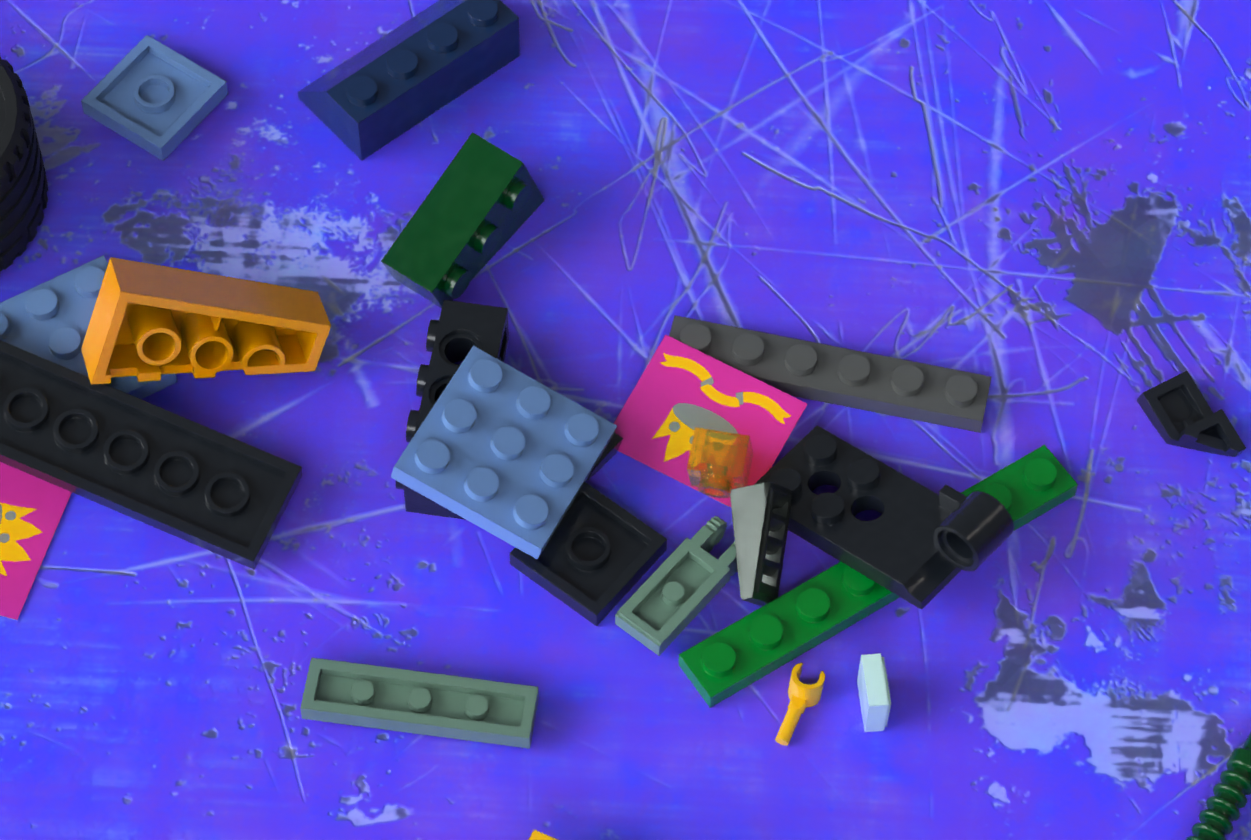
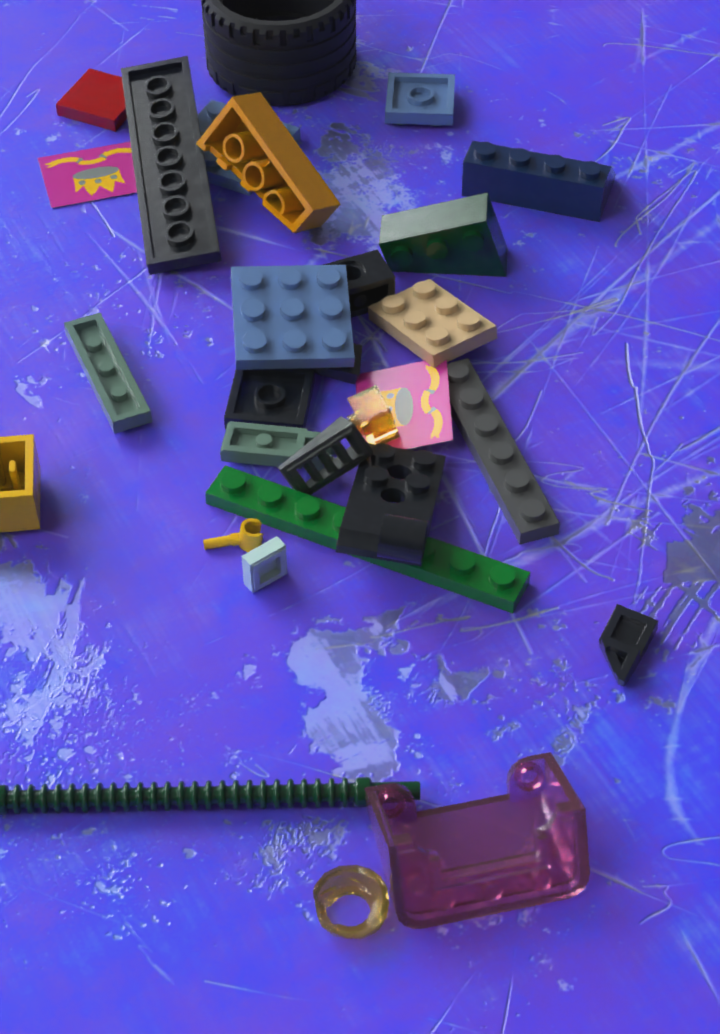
camera: 60 degrees right, 10 degrees down
(590, 317) = (432, 322): none -> tan plate

